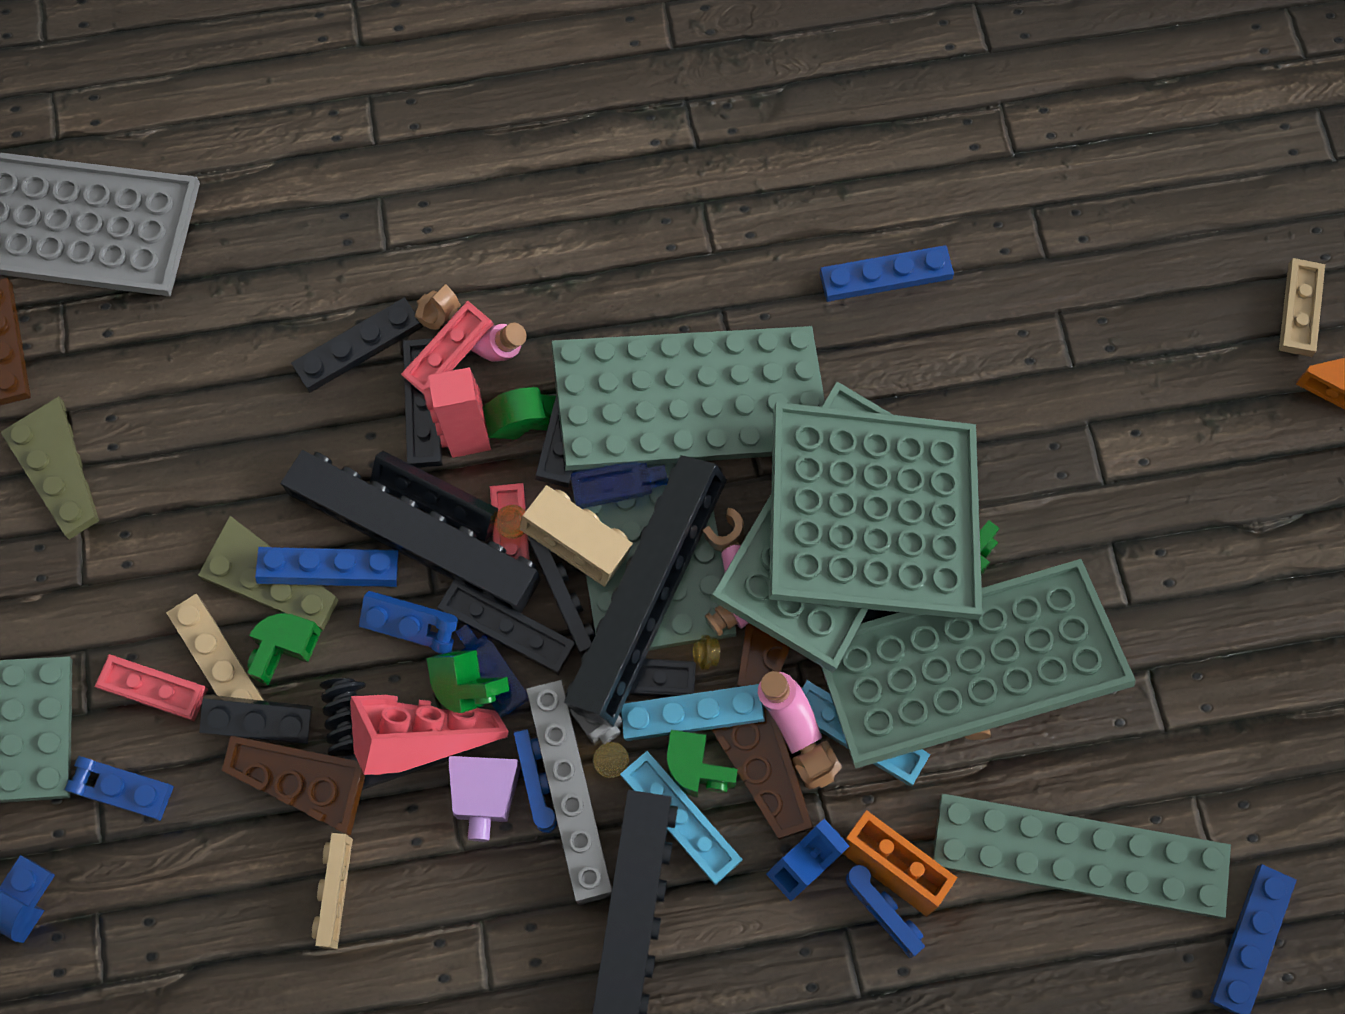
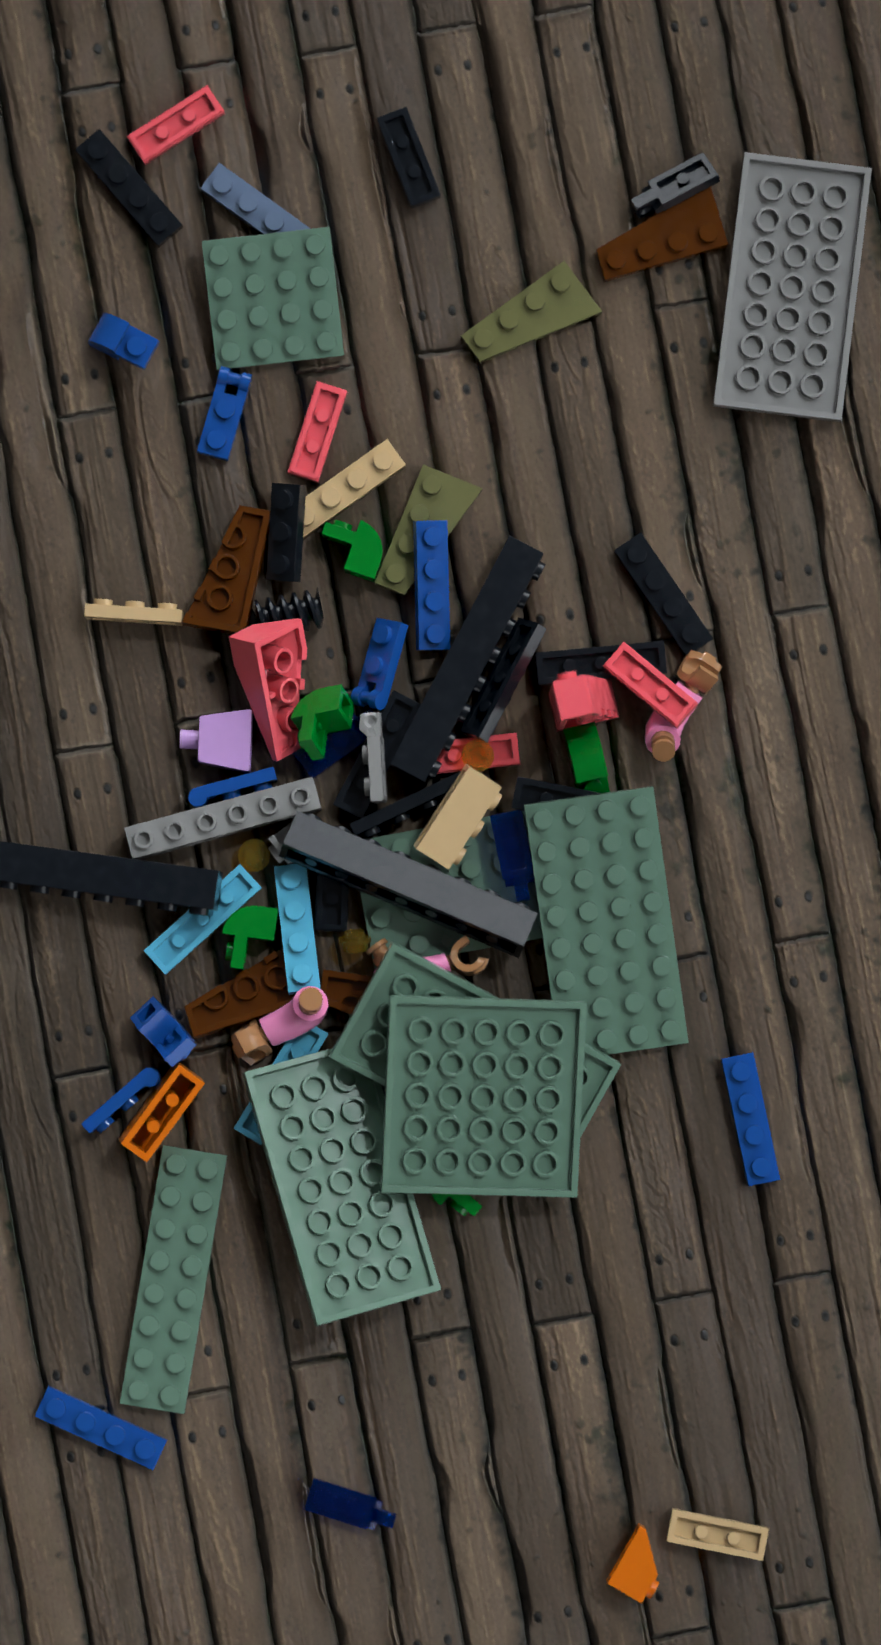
camera: 85 degrees right, 15 degrees up
(507, 623) = (374, 756): none -> light grey hinge
(1311, 669) = (347, 1505): none -> clear blue hinge

